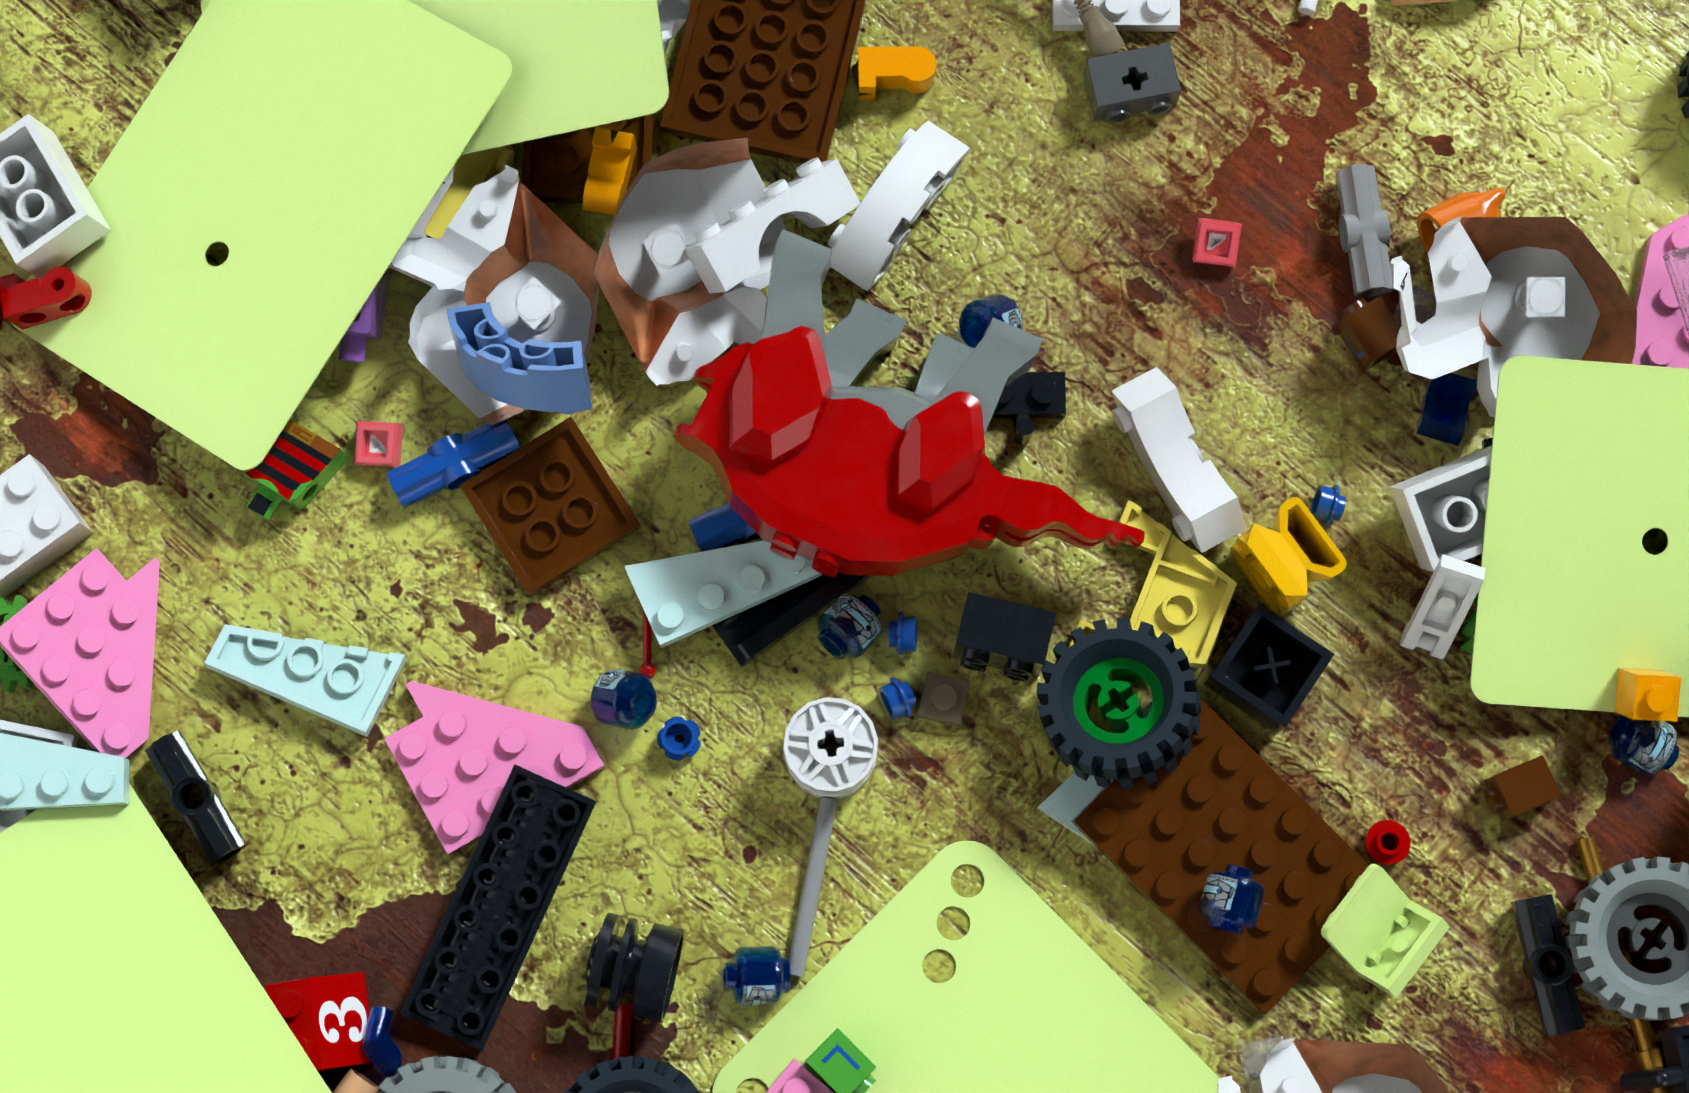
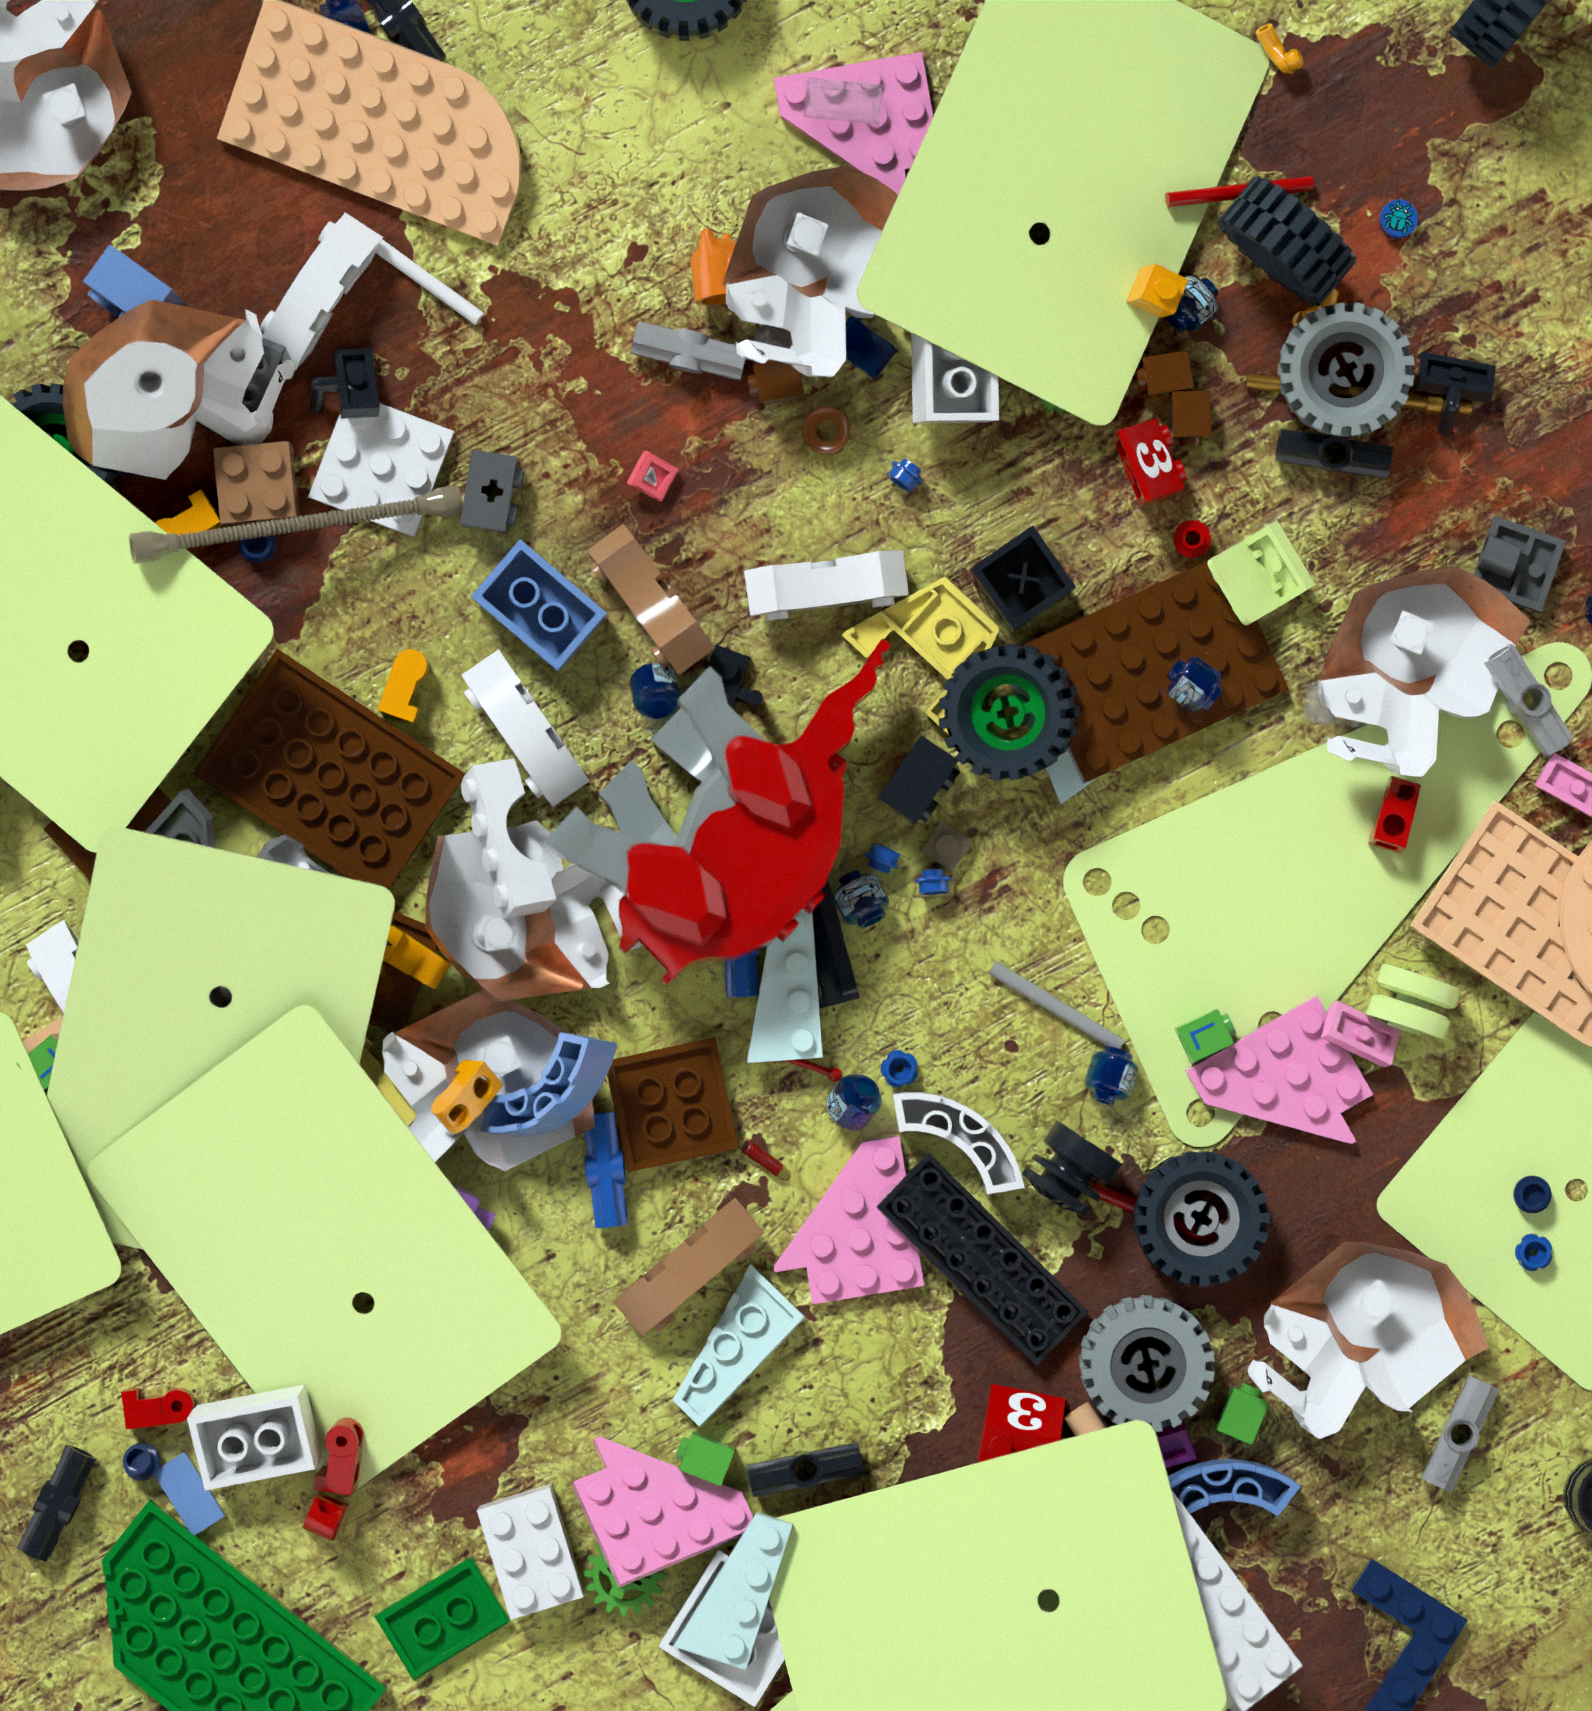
camera: 65 degrees left, 10 degrees up
(29, 82) = (156, 1410): none -> red leg
(172, 683) = (704, 1457): none -> bright green brick
(293, 470) = (567, 1301): torso -> none
(372, 582) = (689, 1267): none -> medium nougat brick
(378, 444) = (566, 1226): coral tile -> none
(378, 1043) = (1052, 1390): clear blue arm -> none
(477, 276) = (466, 1095): none -> light orange leg
(526, 628) = (764, 1159): none -> red piece
(636, 834) = (967, 1130): none -> white brick
(811, 766) = (975, 939): white wheel -> none
(1032, 171) = (539, 605): none -> medium blue brick
(1080, 292) = (655, 605): none -> medium nougat brick
(1287, 556) = (940, 528): yellow piece -> none
(1346, 390) = (814, 420): none -> dark orange piece
(1443, 606) = (1026, 422): white plate -> none
(1453, 760) = (1149, 462): none -> red slope
(1557, 741) = (1165, 374): none -> reddish brown brick

